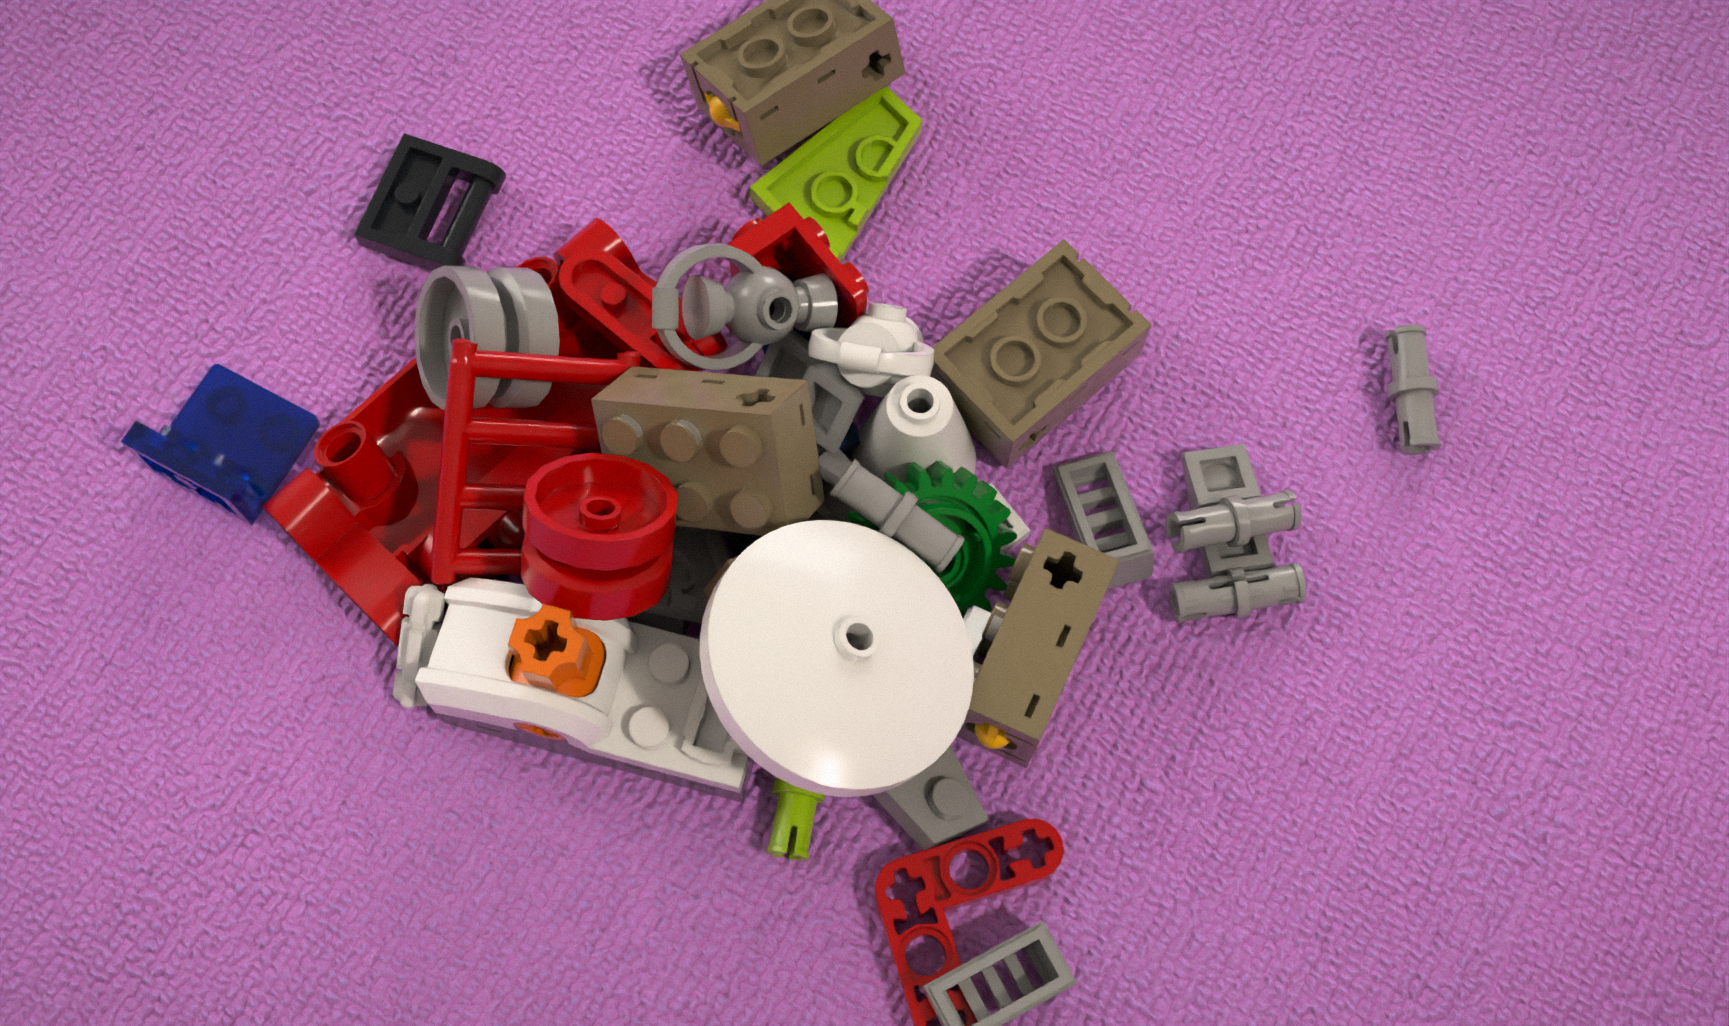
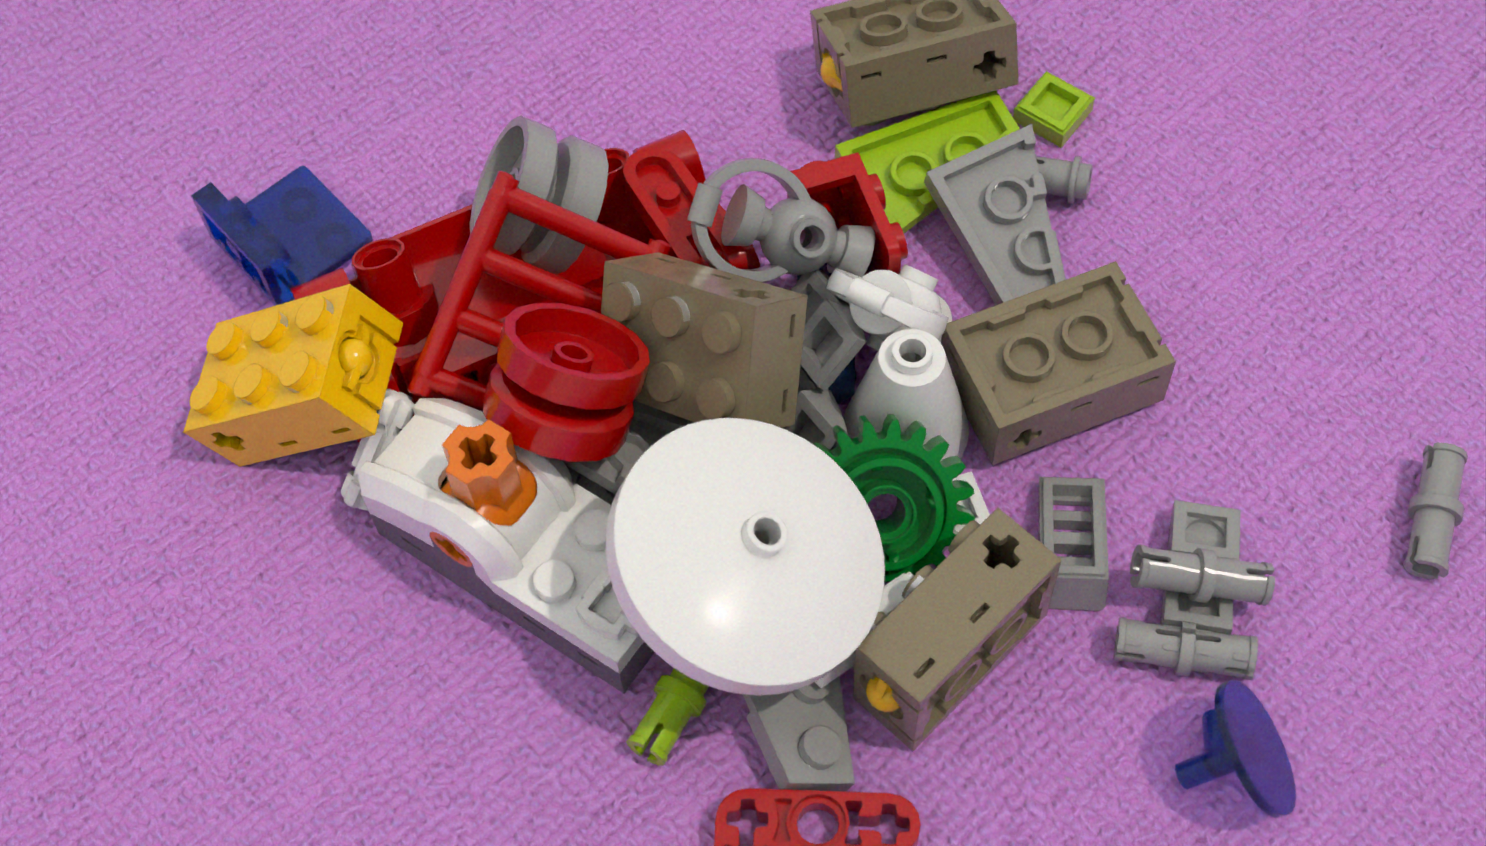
camera: 25 degrees right, 10 degrees down
(309, 602) = (294, 377): none -> yellow piece
(413, 196) = (533, 72): black plate -> none
(897, 516) = (854, 450): light grey pin -> none
(935, 221) = (1001, 215): none -> light grey wing
(941, 84) = (1054, 109): none -> lime tile
(968, 157) = (1066, 178): none -> light grey pin
(1316, 666) = (1243, 741): none -> clear blue shield

